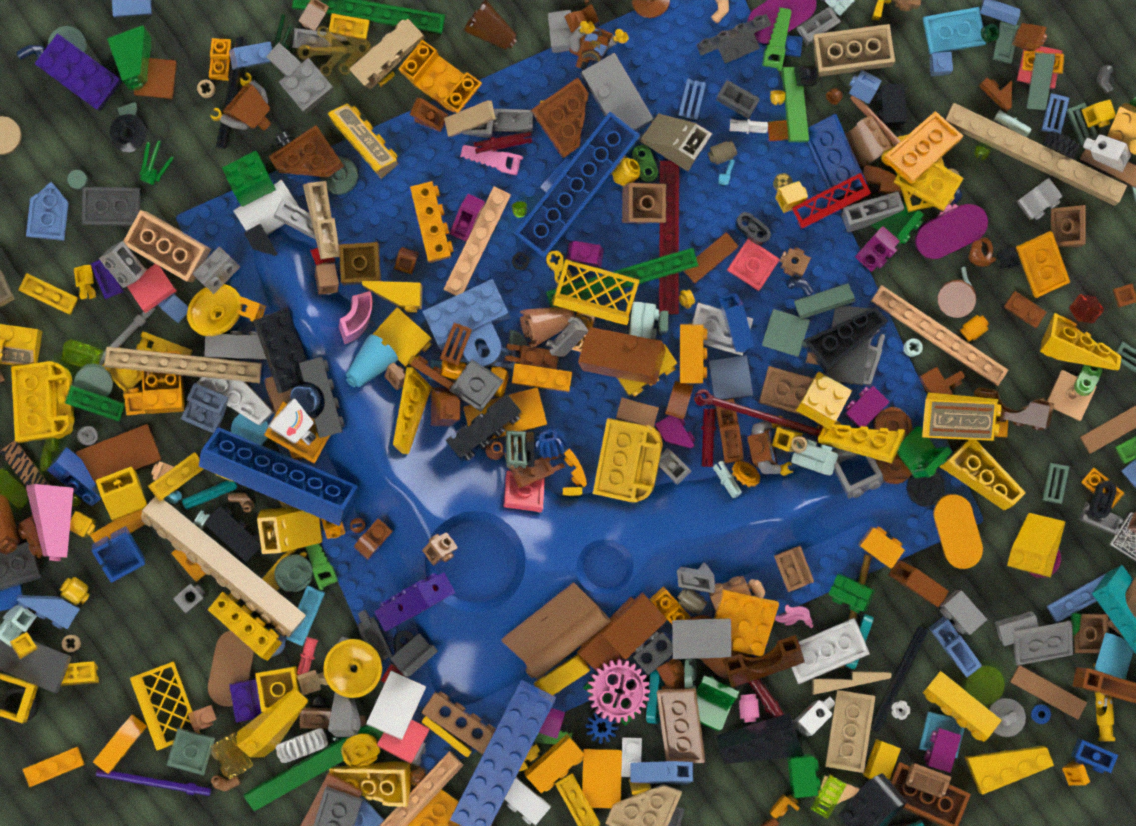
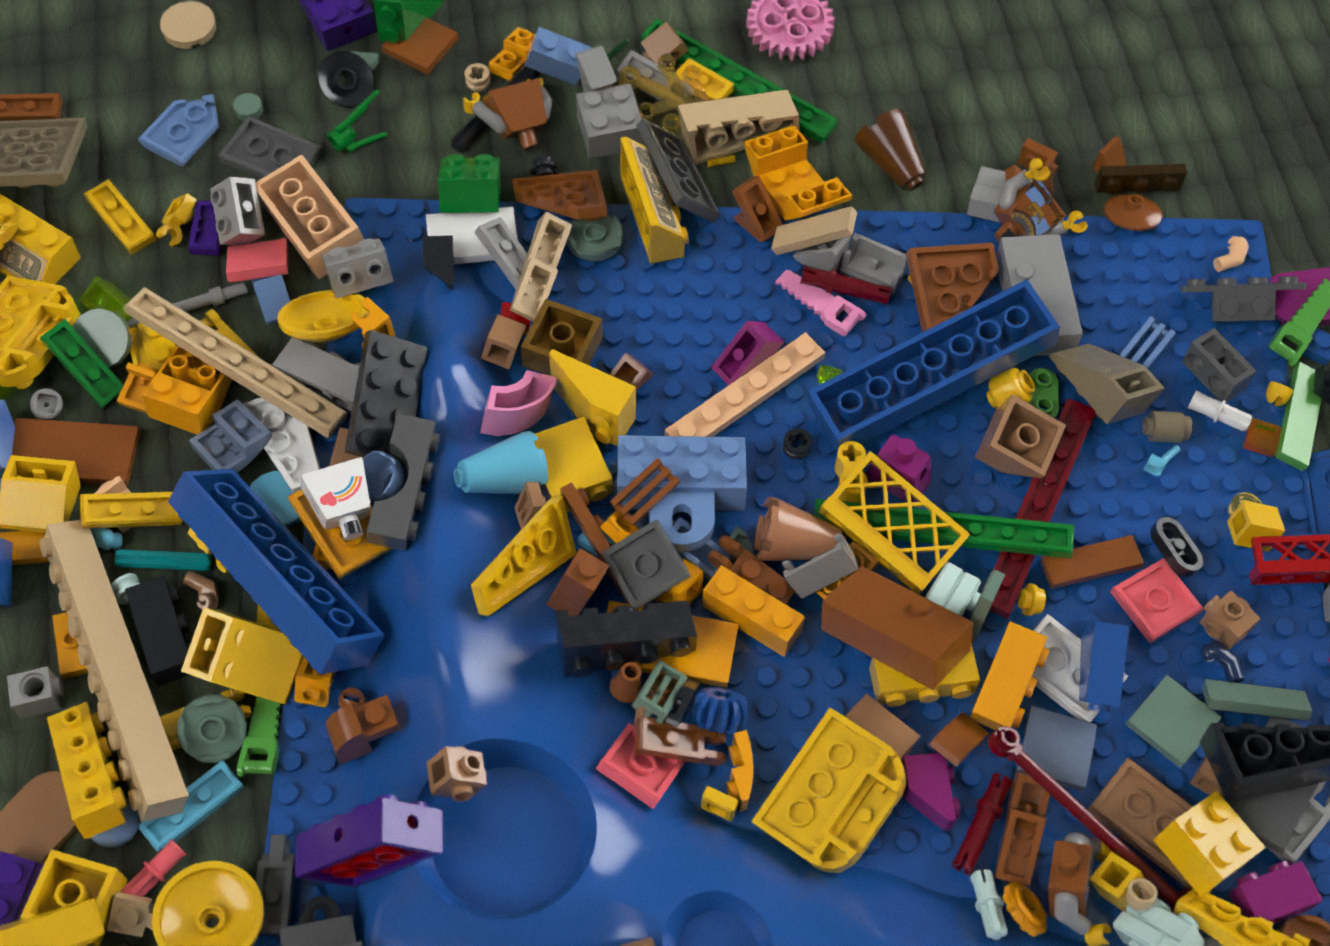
camera: 25 degrees right, 25 degrees down
(367, 108) = (678, 170): none -> dark grey tile
(430, 221) = (691, 338): light orange brick -> none
(673, 466) = (906, 841): light grey slope -> none

